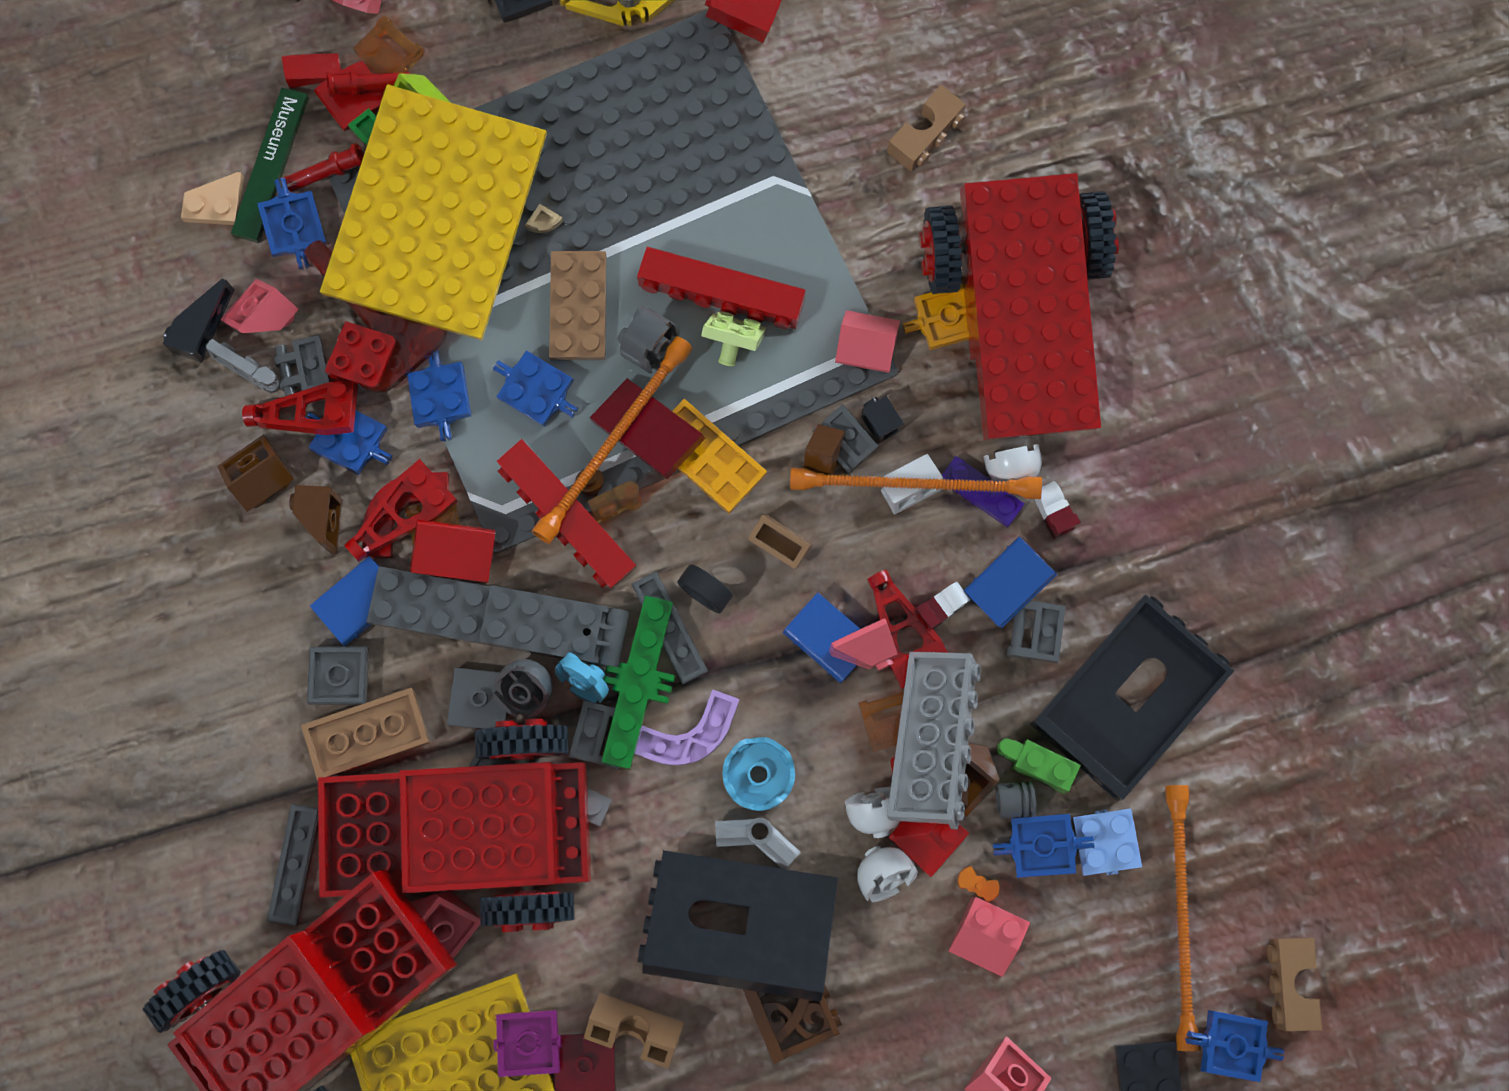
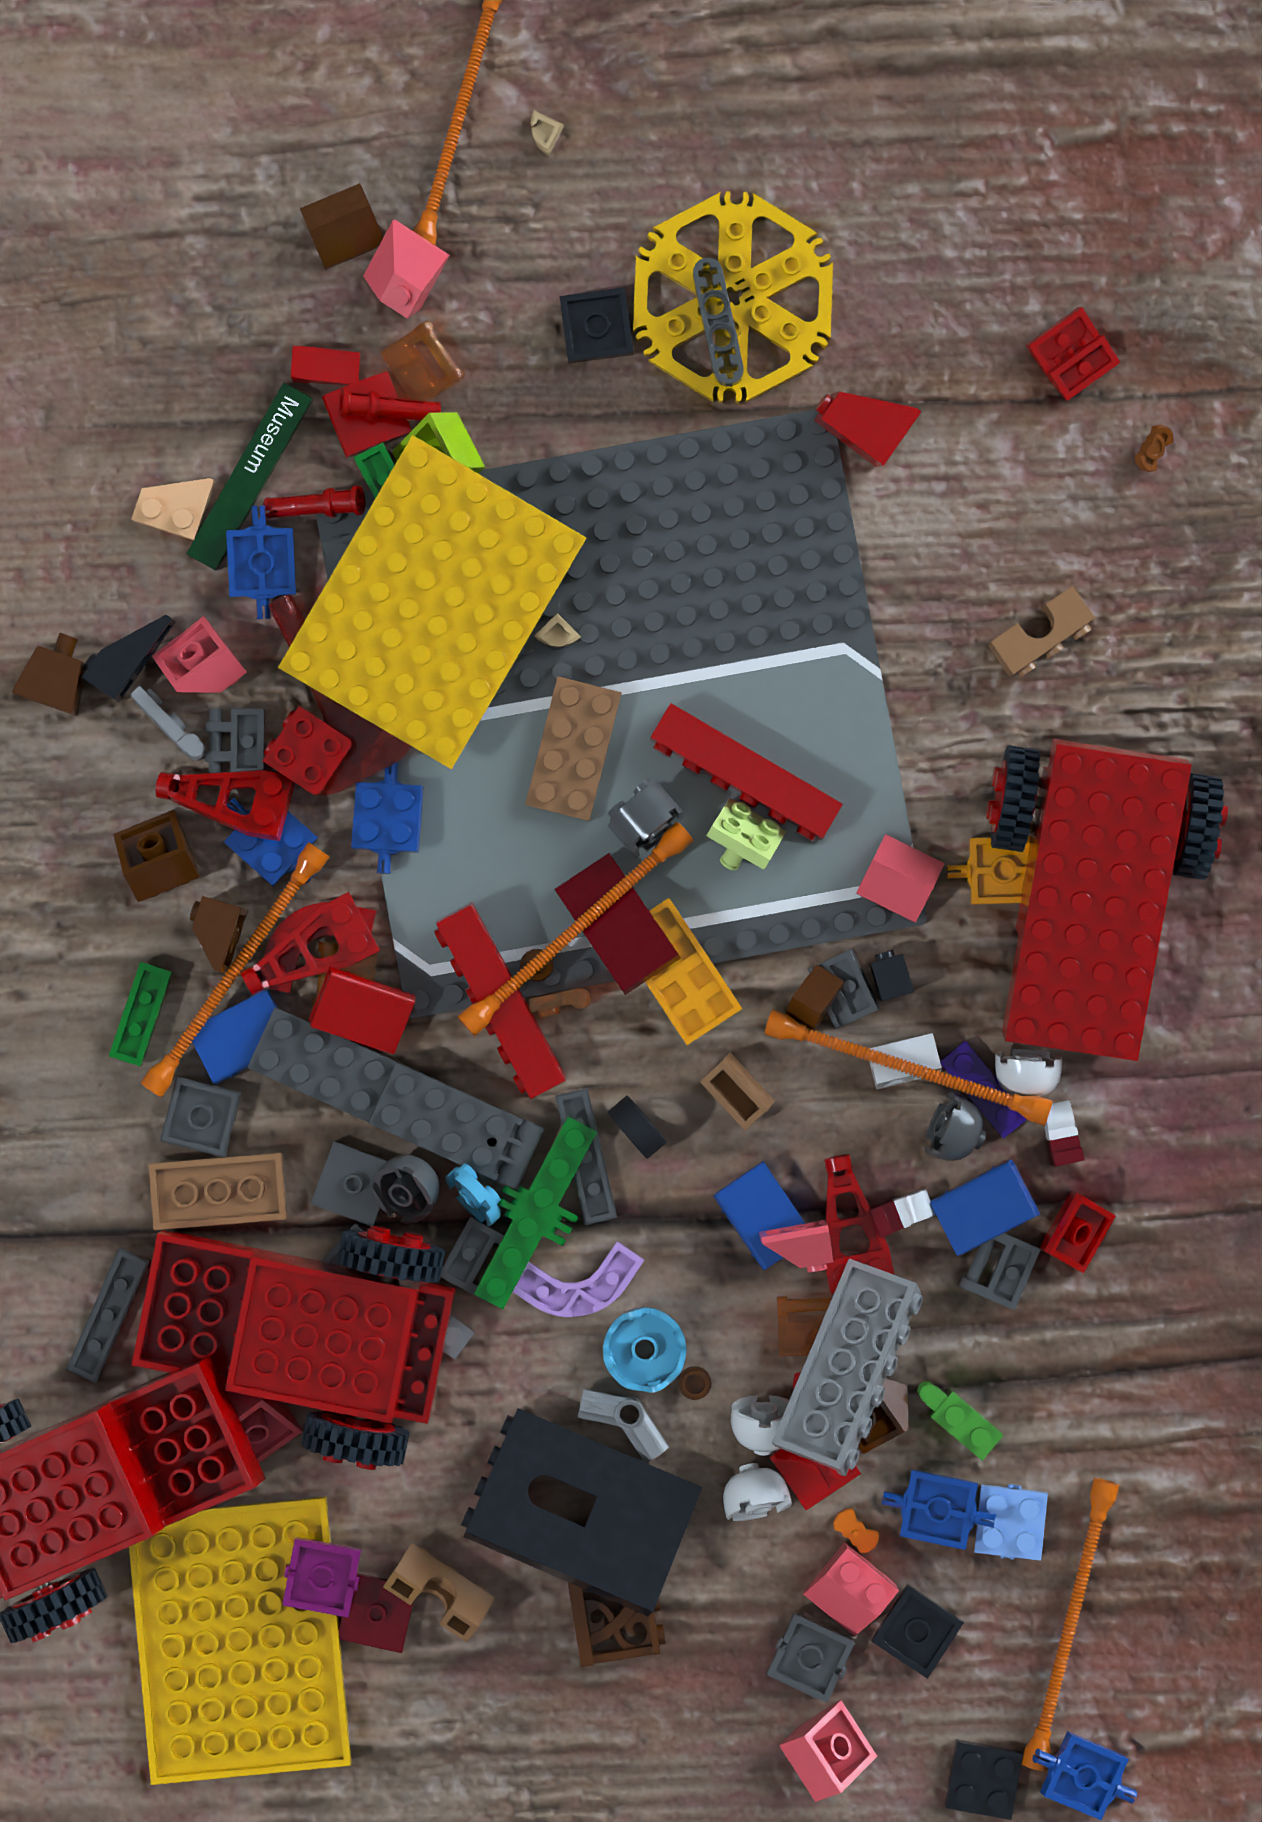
camera: 20 degrees right, 10 degrees up
(140, 353) = (53, 677): none -> reddish brown torso
(269, 603) = (140, 1014): none -> green plate
(295, 647) = (161, 1075): none -> orange hose
(535, 388) = (500, 837): blue plate -> none
(808, 793) = (694, 1382): none -> reddish brown plate
(968, 525) = (955, 1129): none -> dark grey cylinder
(970, 1004) = (810, 1657): none -> dark grey plate
(1015, 799) = (922, 1451): dark grey piece -> none
(1055, 956) = (917, 1631): none -> black plate
(1091, 584) = (1077, 1231): none -> red slope
(1101, 729) = (1044, 1399): black panel -> none
(1290, 1009) = (1173, 1698): medium nougat arch -> none

